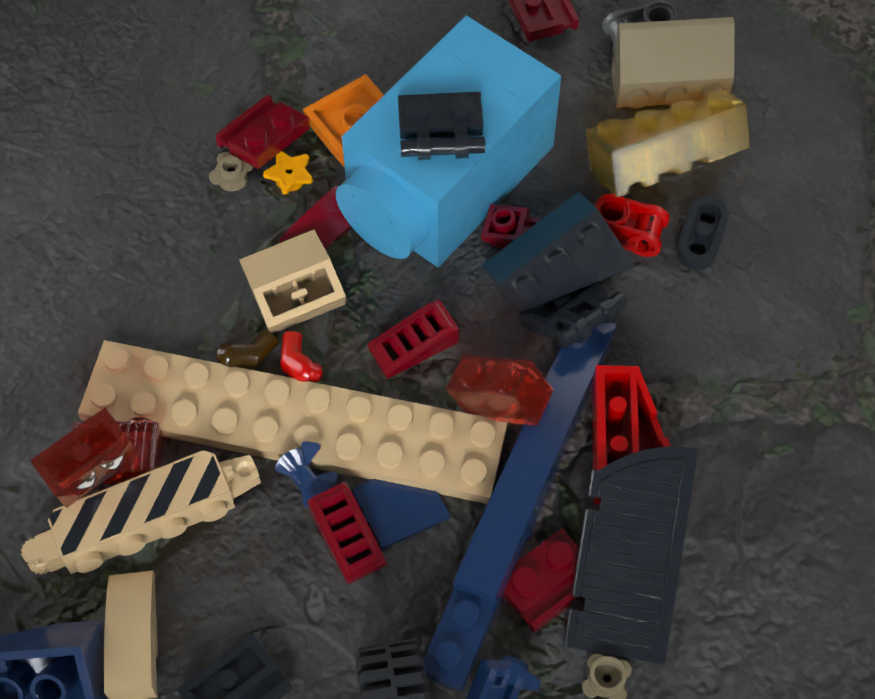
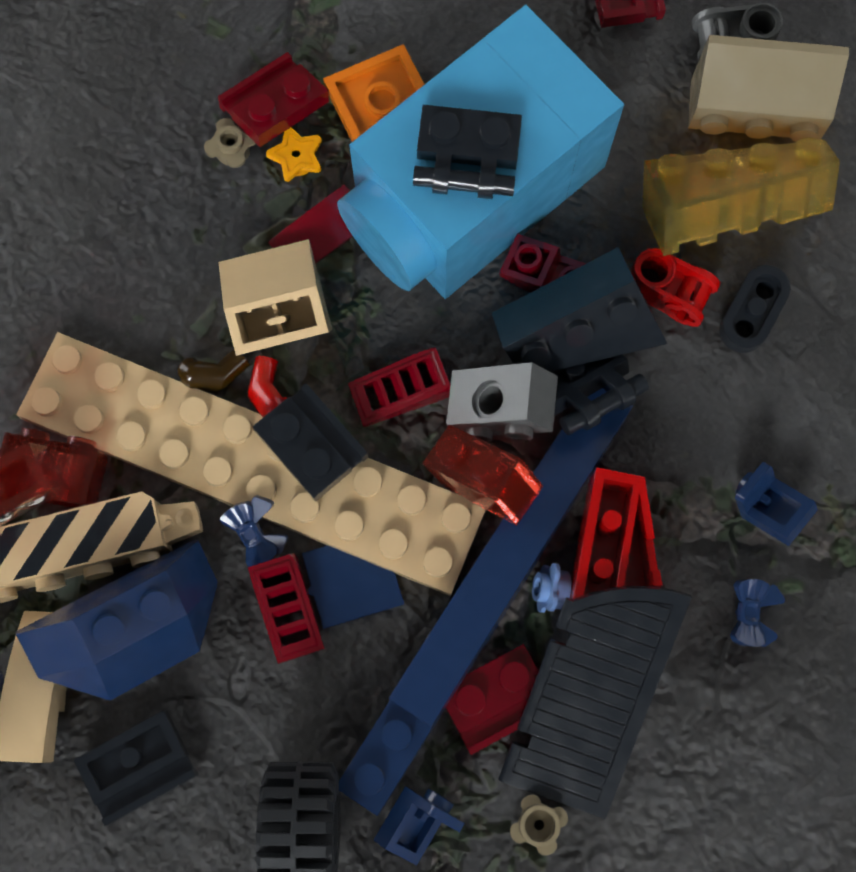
camera: 10 degrees right, 15 degrees up
(206, 567) = (126, 627): none -> dark blue wedge
(344, 390) = (310, 442): none -> black plate
(506, 327) = (503, 401): none -> dark grey brick
(576, 477) = (551, 588): none -> medium blue plate
(752, 381) = (773, 504): none -> dark blue bracket
(752, 458) = (751, 596): none -> dark blue piece

